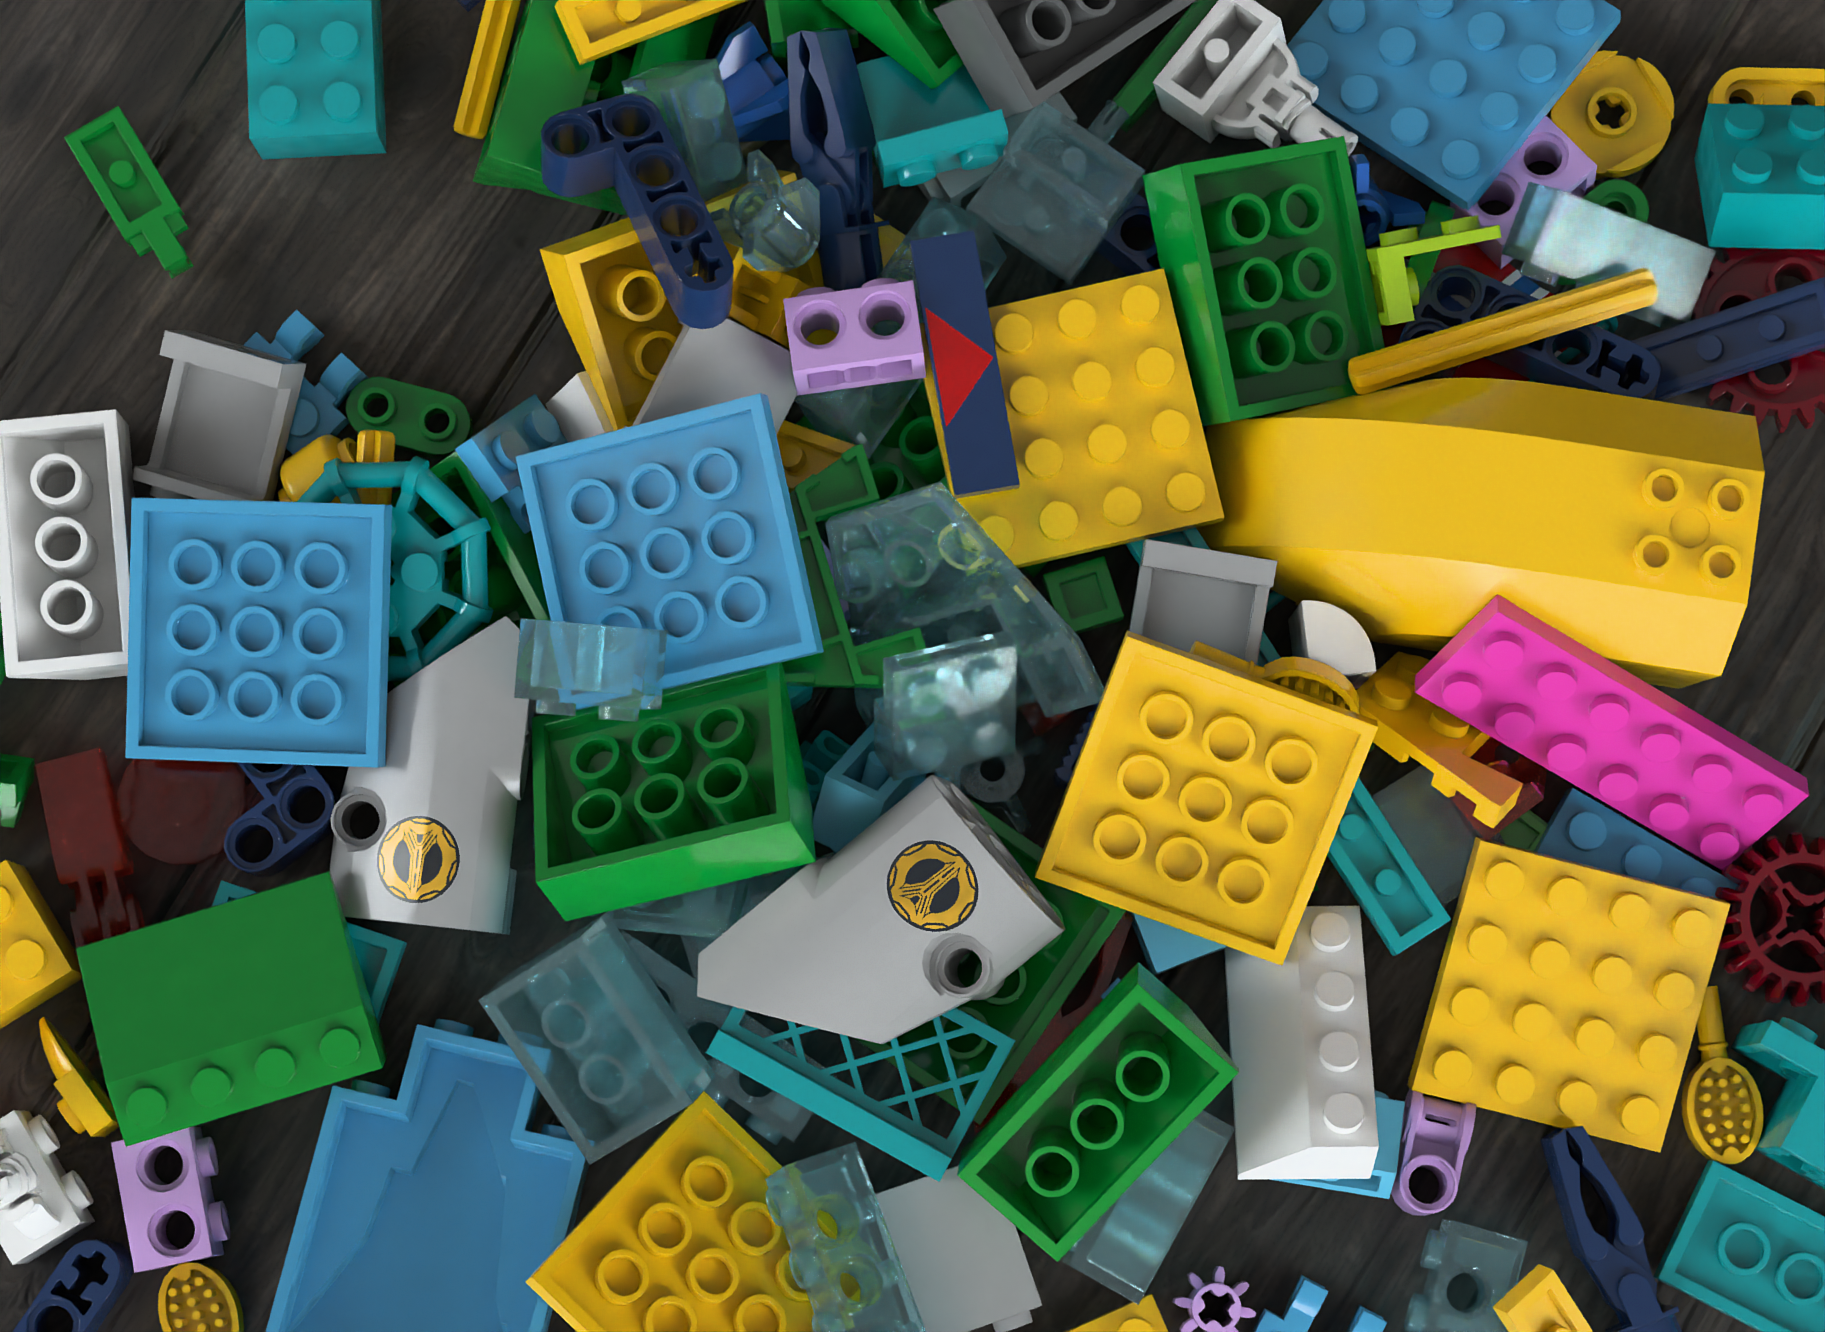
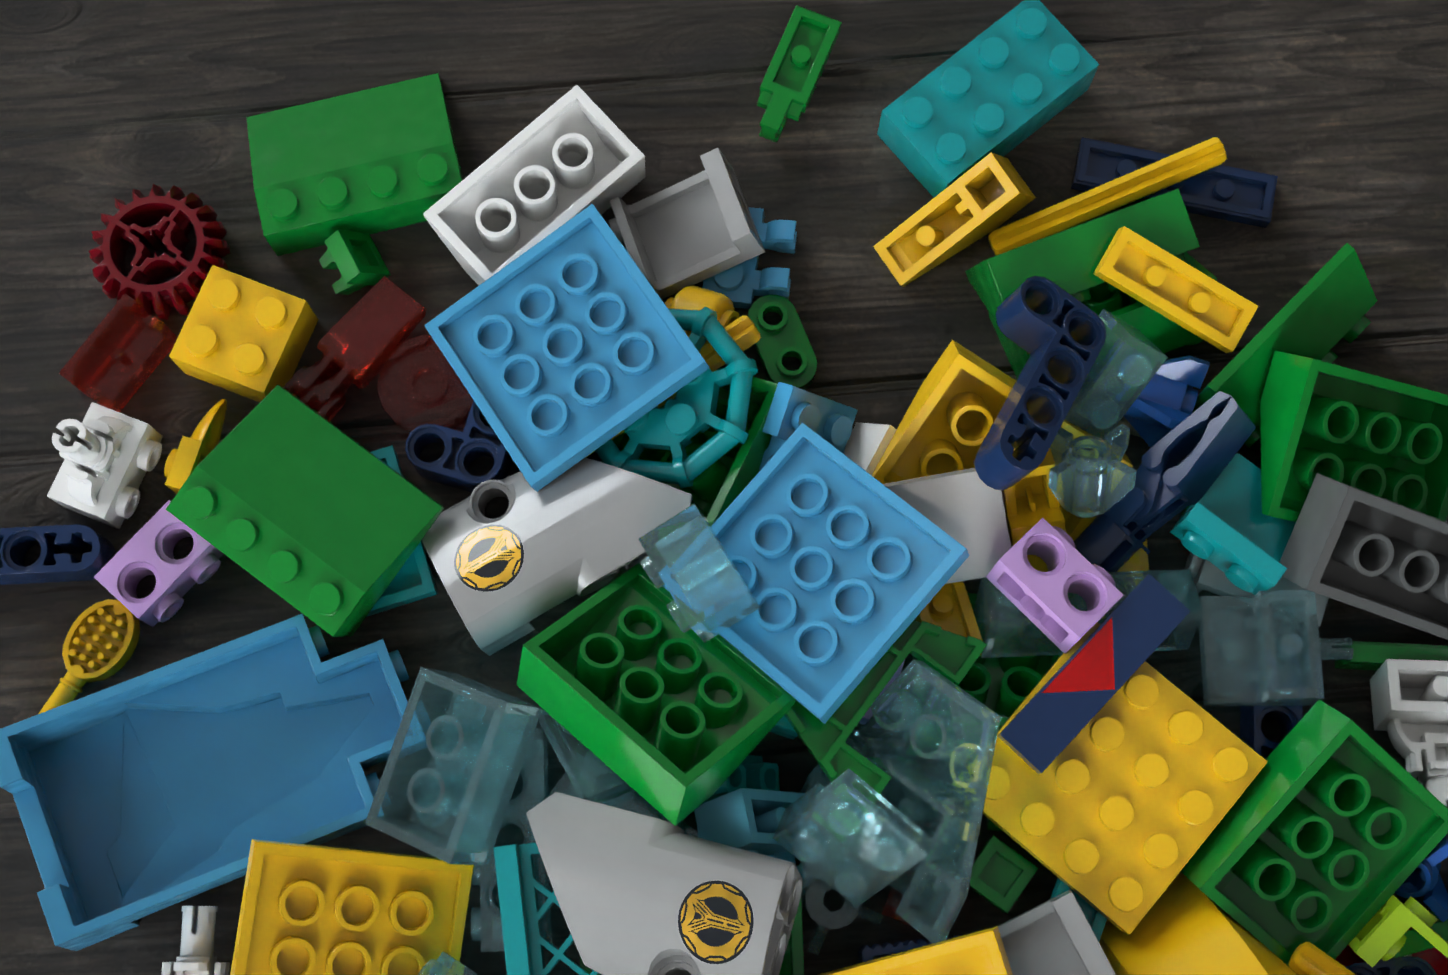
camera: 55 degrees right, 5 degrees down
(413, 151) = (955, 218): none -> yellow slope

